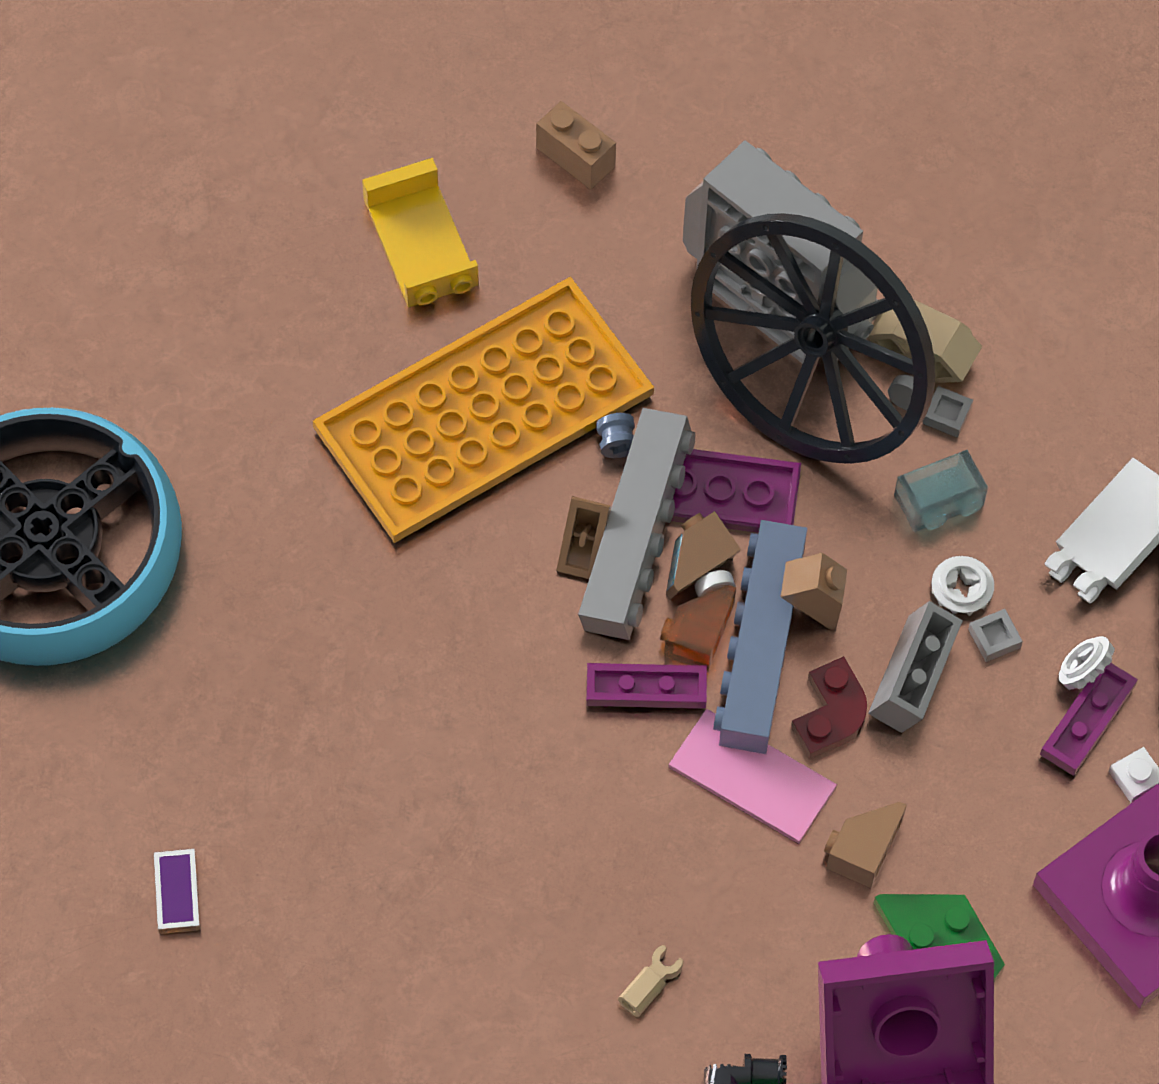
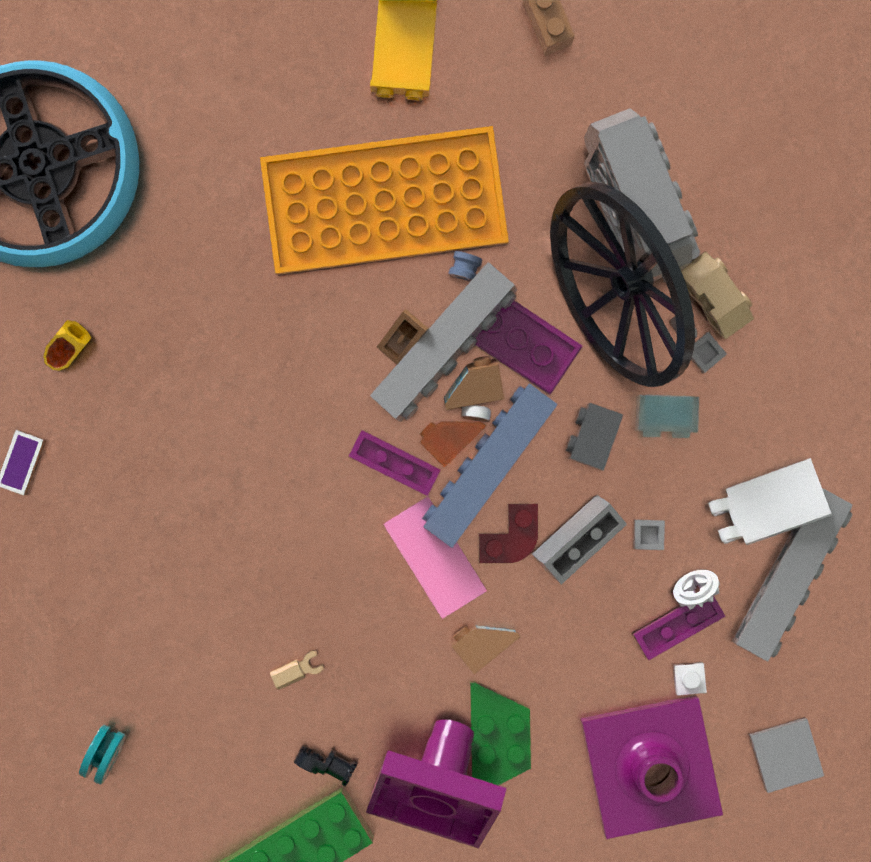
camera: 25 degrees right, 25 degrees up
(172, 727) = (65, 345): none -> rock
(815, 587) = (538, 453): medium nougat slope -> none
(869, 551) = (594, 436): none -> dark grey brick
(972, 573) = (657, 481): white gear -> none

